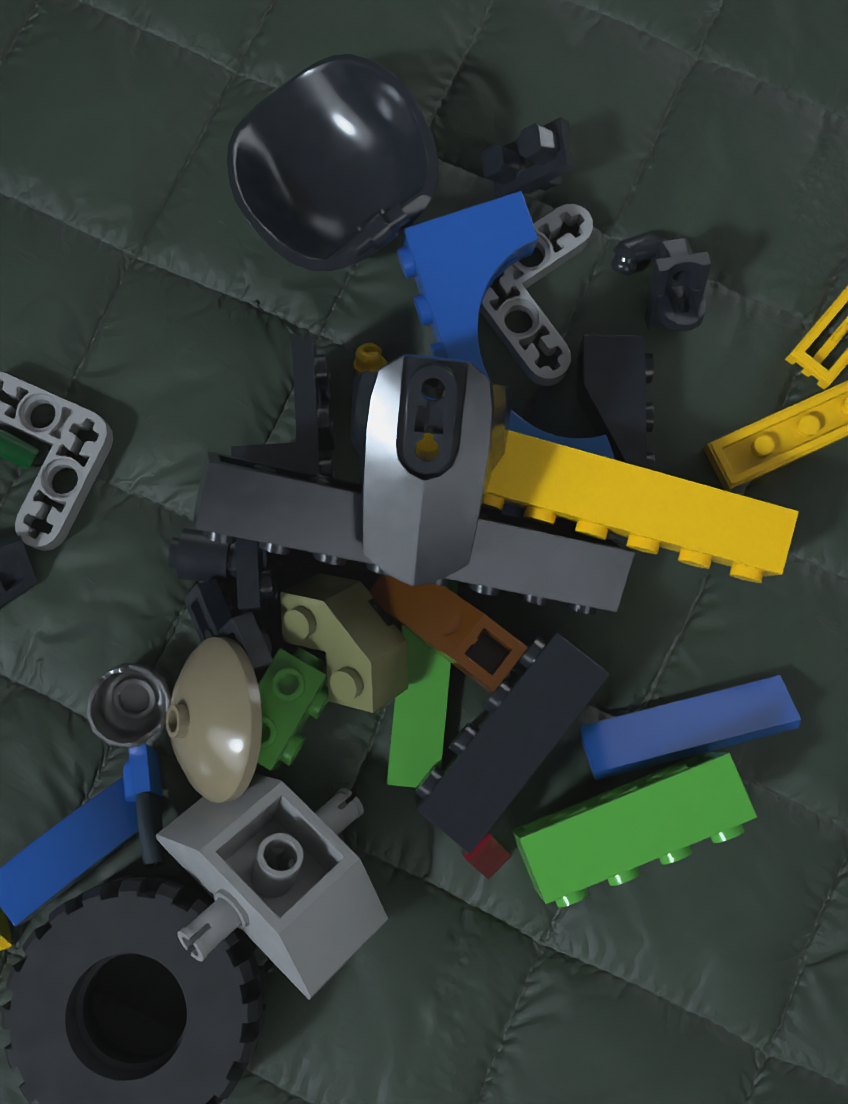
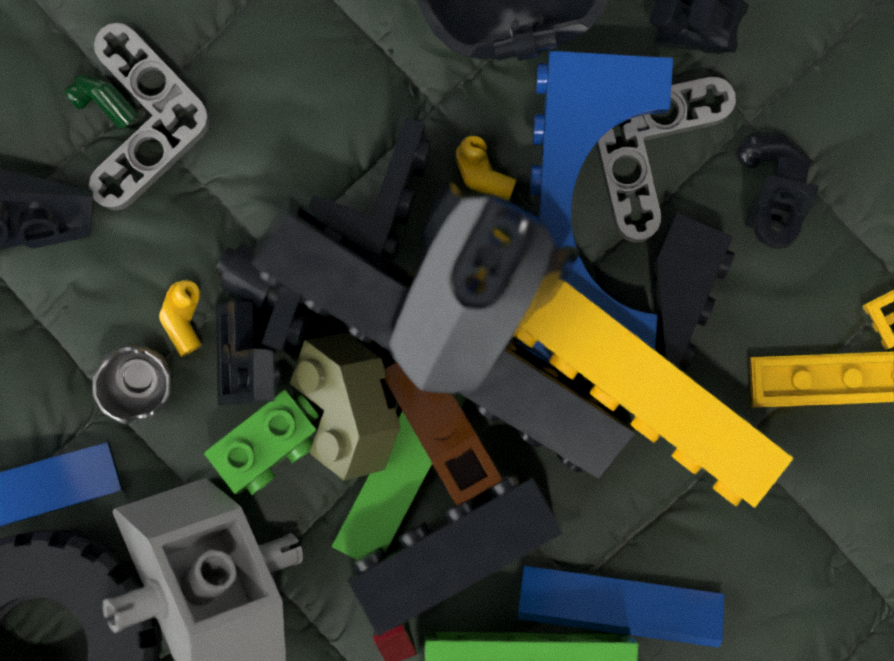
camera: 20 degrees right, 5 degrees up
(144, 787) = (117, 459): piece -> none
(149, 621) = (177, 314): none -> yellow arm
(216, 719) = (205, 430): dark tan dish -> none

